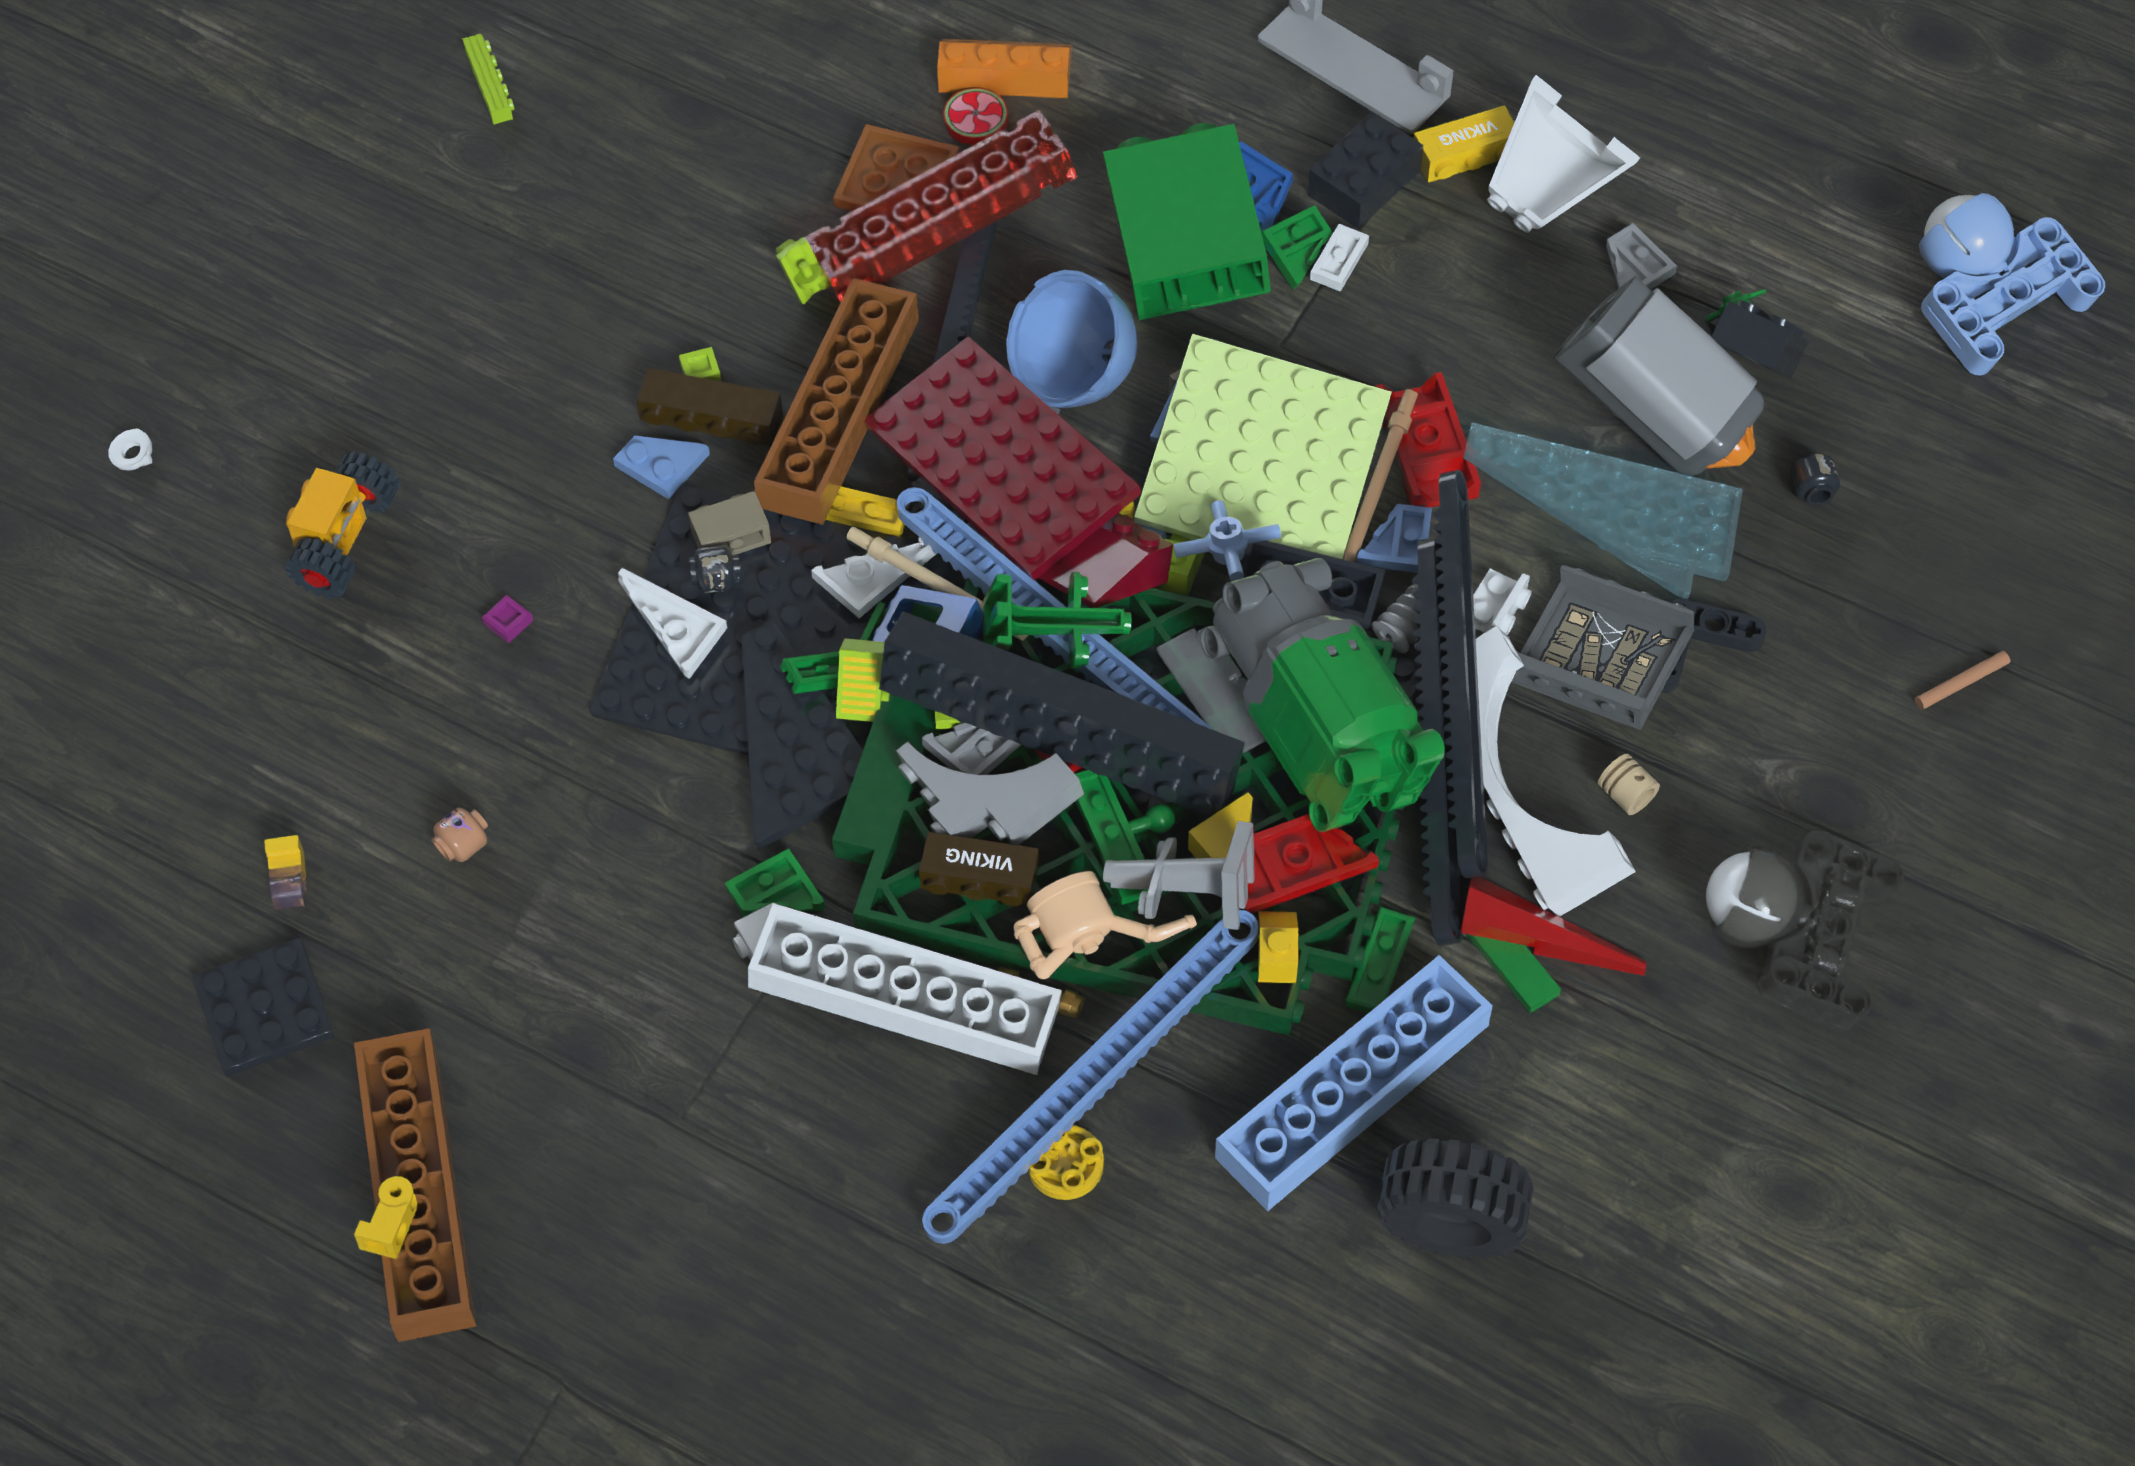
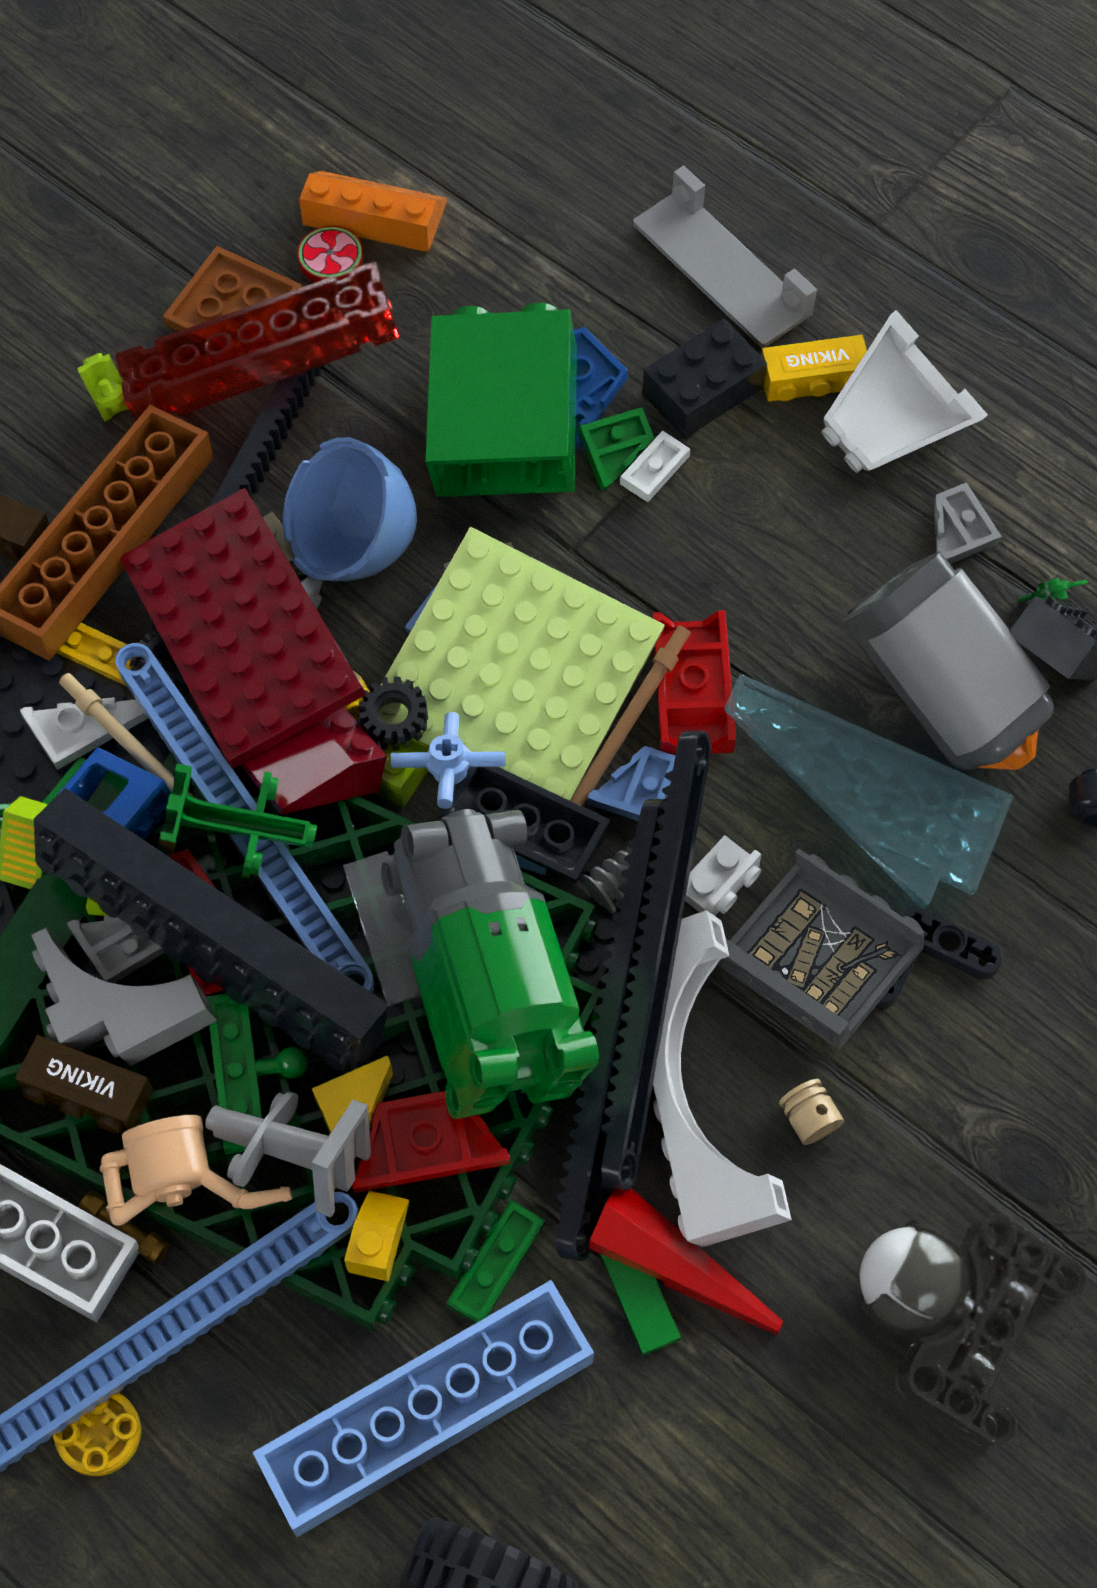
camera: 10 degrees right, 5 degrees up
(1167, 492) = (391, 693): none -> black tyre

